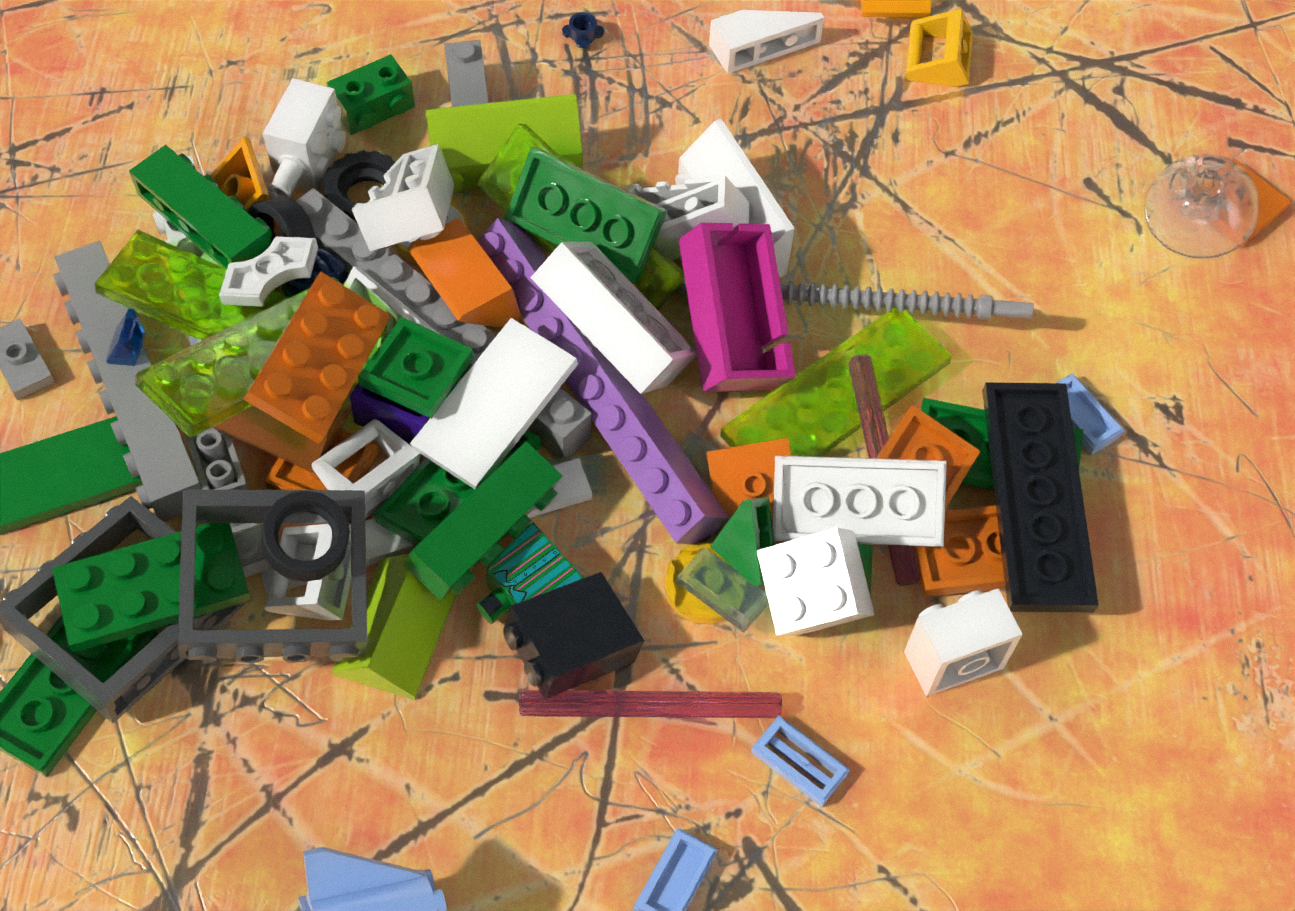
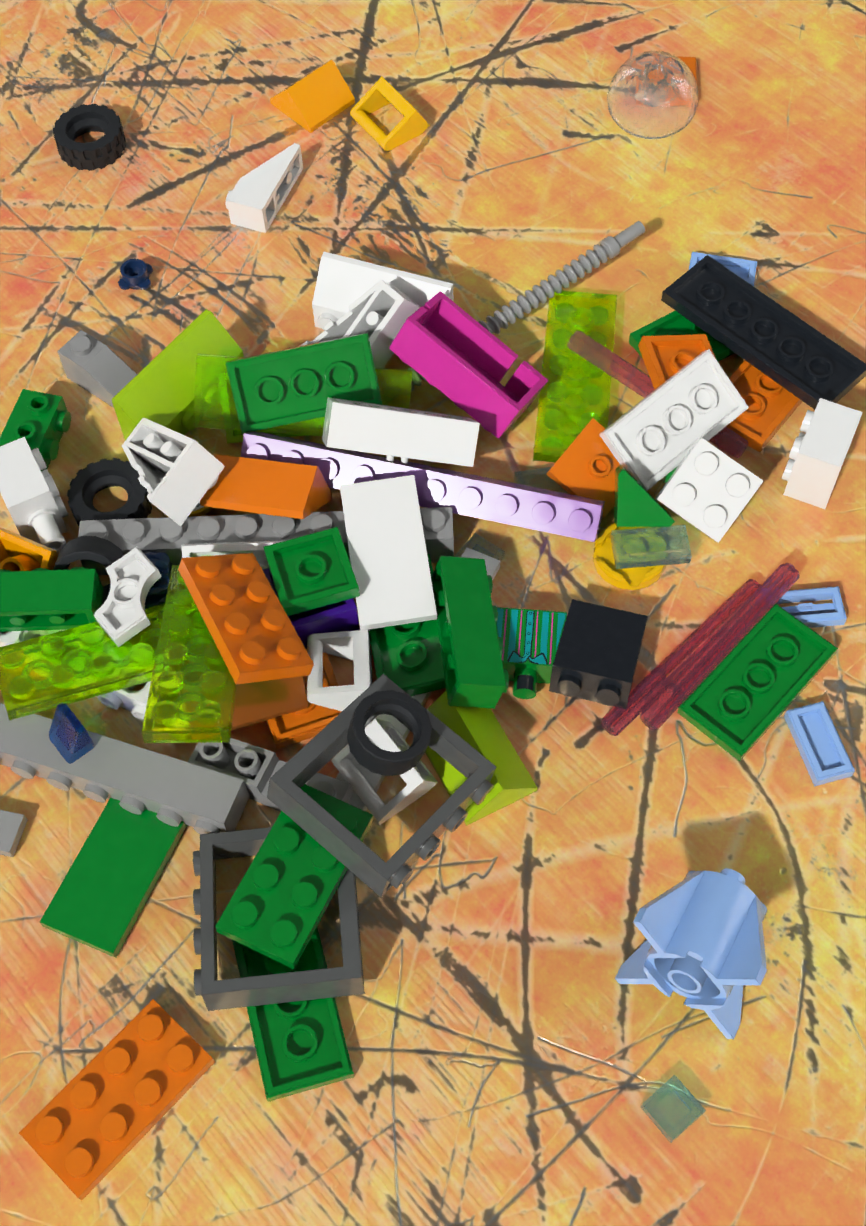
camera: 40 degrees left, 0 degrees up
(685, 722) = (719, 646): none -> clear pink axle
(685, 781) = (757, 681): none -> green tile

